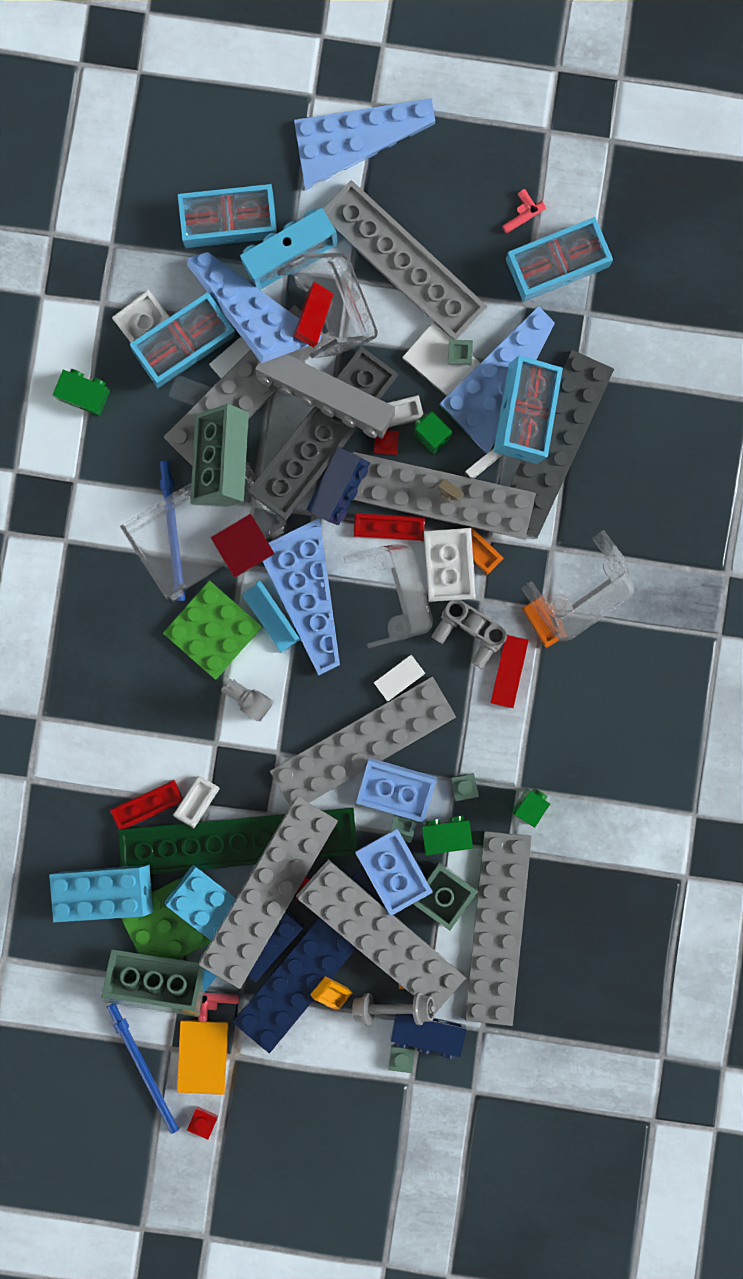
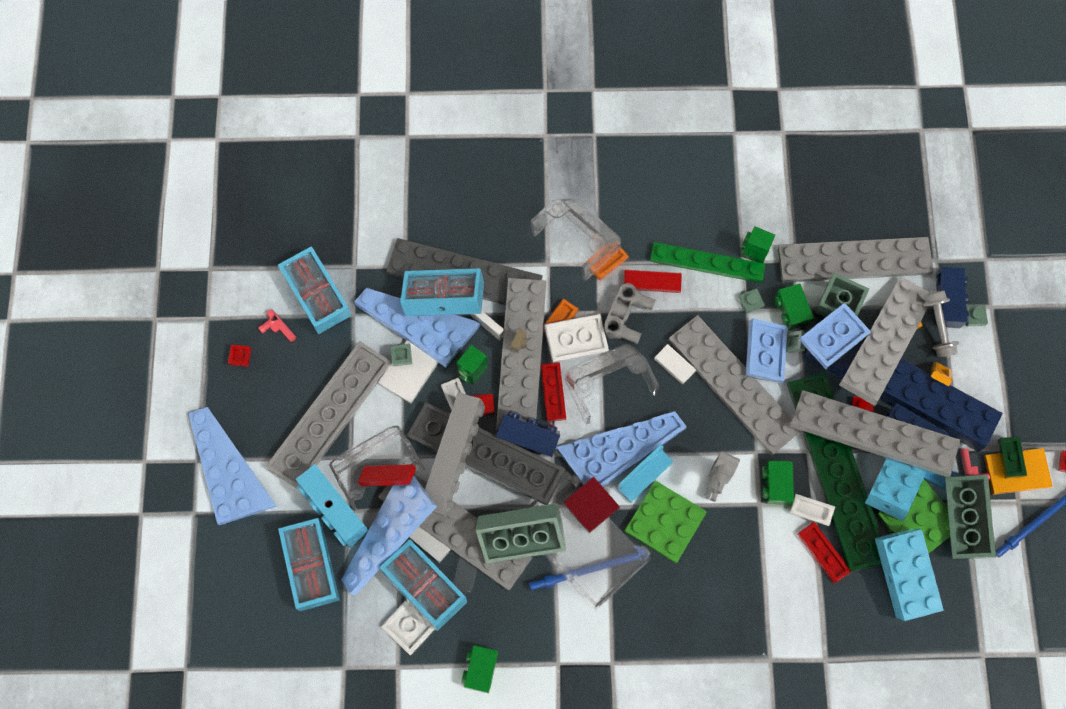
camera: 105 degrees left, 15 degrees down
(216, 1052) = (1012, 457): none -> dark green plate
(234, 769) = (779, 482): none -> green brick
(492, 164) = (239, 355): none -> red plate
(523, 743) = (707, 262): none -> green plate

